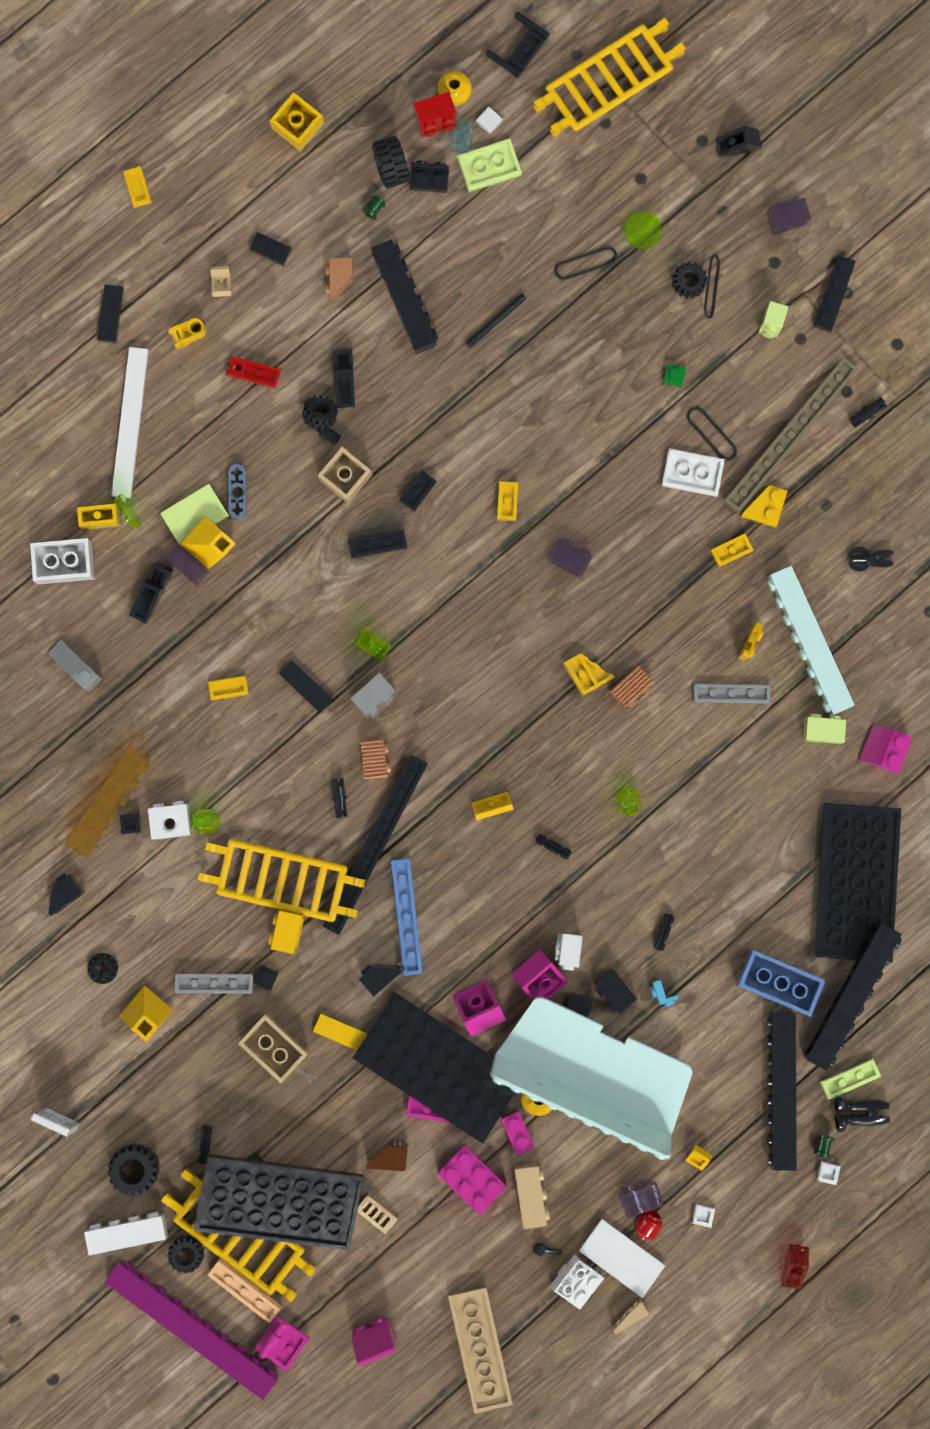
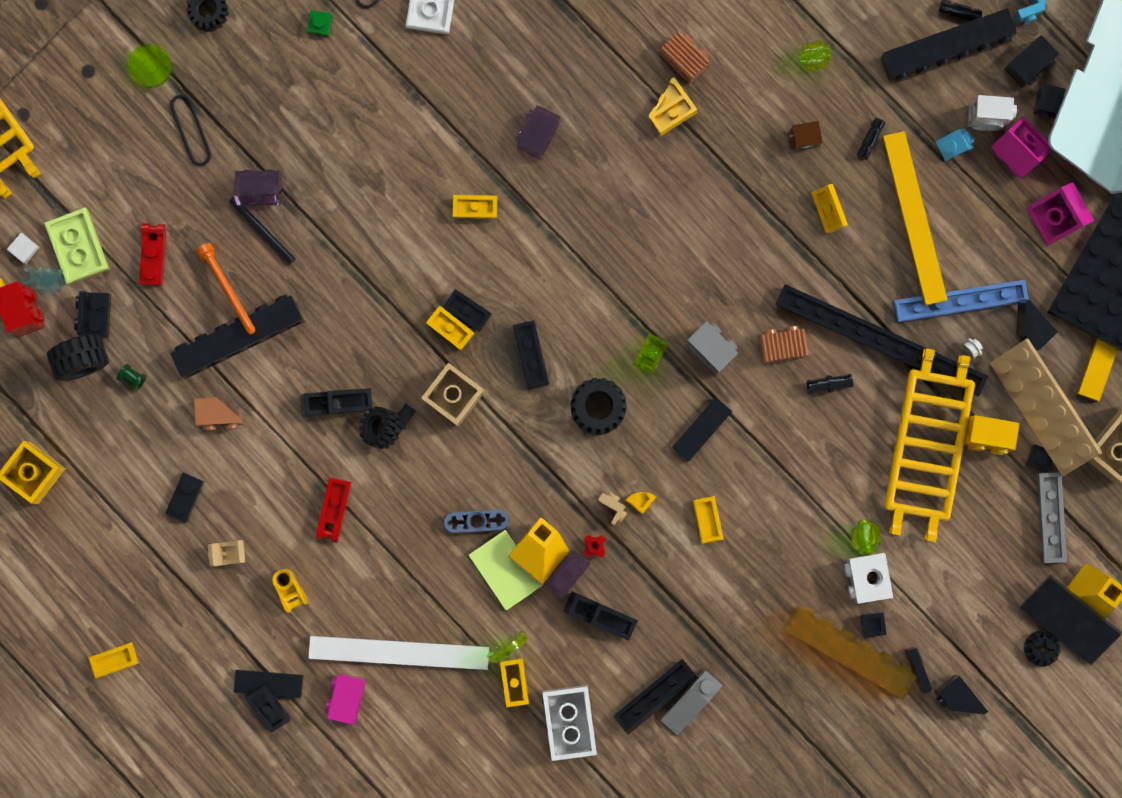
camera: 85 degrees left, 0 degrees up
(80, 635) = (655, 696): none -> black plate
(89, 311) = (267, 708): none -> black plate
(90, 860) = (918, 670): none -> black tile
(94, 376) = (346, 698): none -> dark pink brick
(125, 993) = (1070, 619): none -> black tile
(211, 595) = (599, 550): none -> red plate
(246, 606) = (611, 501): none -> tan bracket
(247, 632) = (641, 500): none -> yellow tile
(308, 981) = (1045, 407): none -> tan plate
(321, 583) = (604, 387): none -> black tyre
(364, 924) = (972, 348): none -> white plate
(403, 476) = (450, 328): none -> yellow plate
(477, 273) = (207, 254): none -> orange piece
(478, 228) = (152, 255): none -> red plate
(480, 880) = (914, 218): none -> yellow tile
(531, 317) = (258, 187): none -> clear purple brick
(545, 920) = (955, 144): none -> medium azure bracket
(557, 788) = (805, 136): none -> reddish brown brick
(633, 919) = (948, 45): none -> black brick

